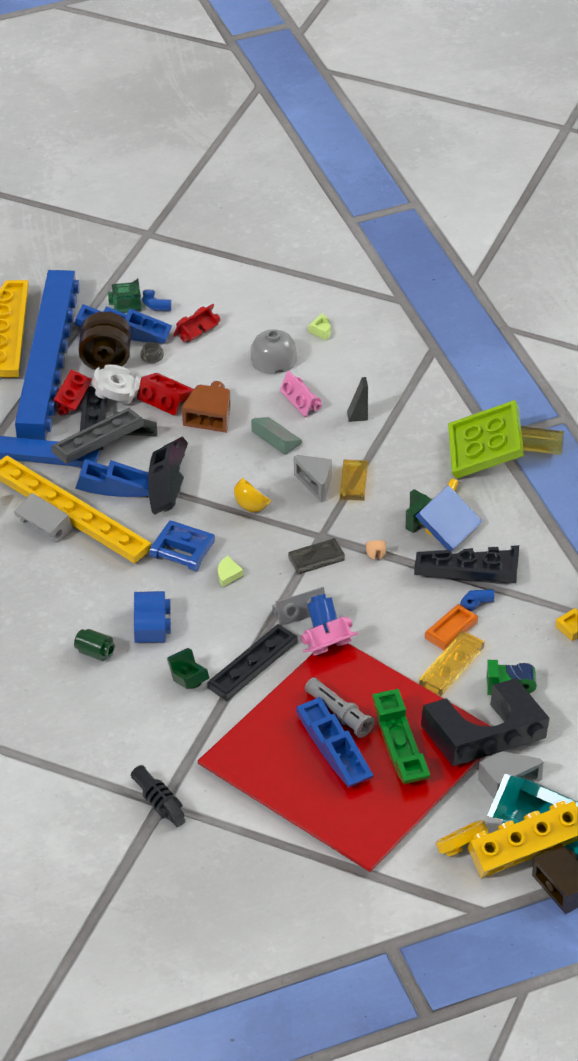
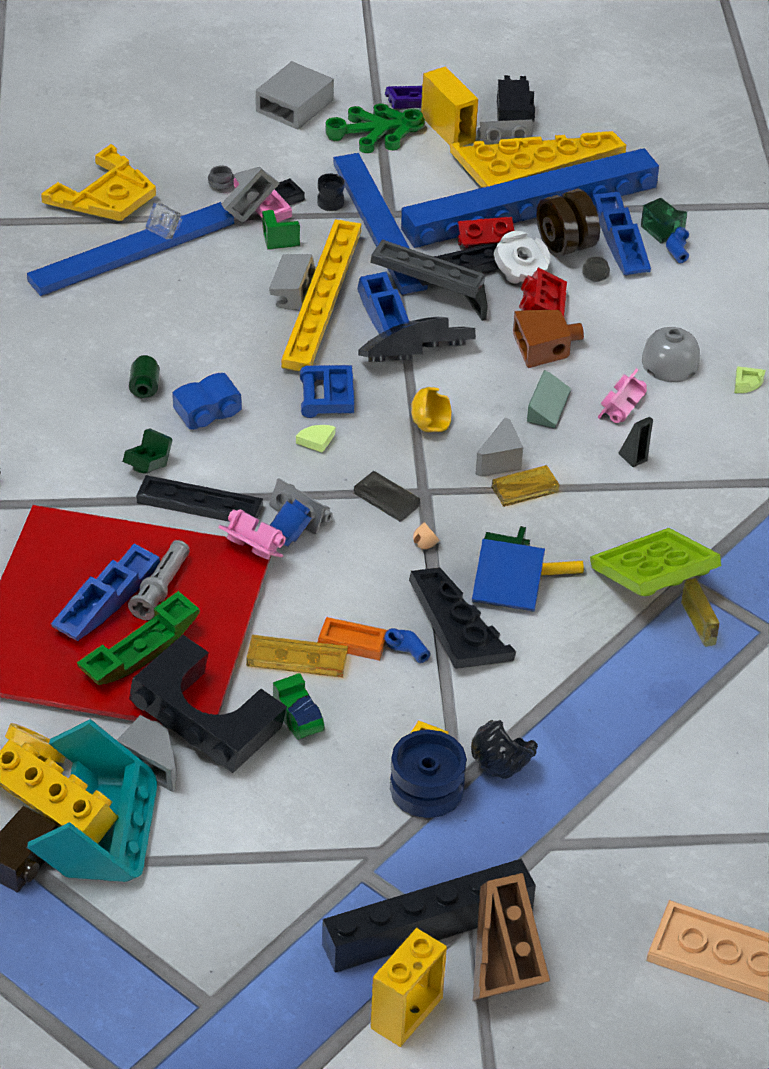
camera: 60 degrees right, 0 degrees up
(189, 326) = (679, 285): red hinge -> none

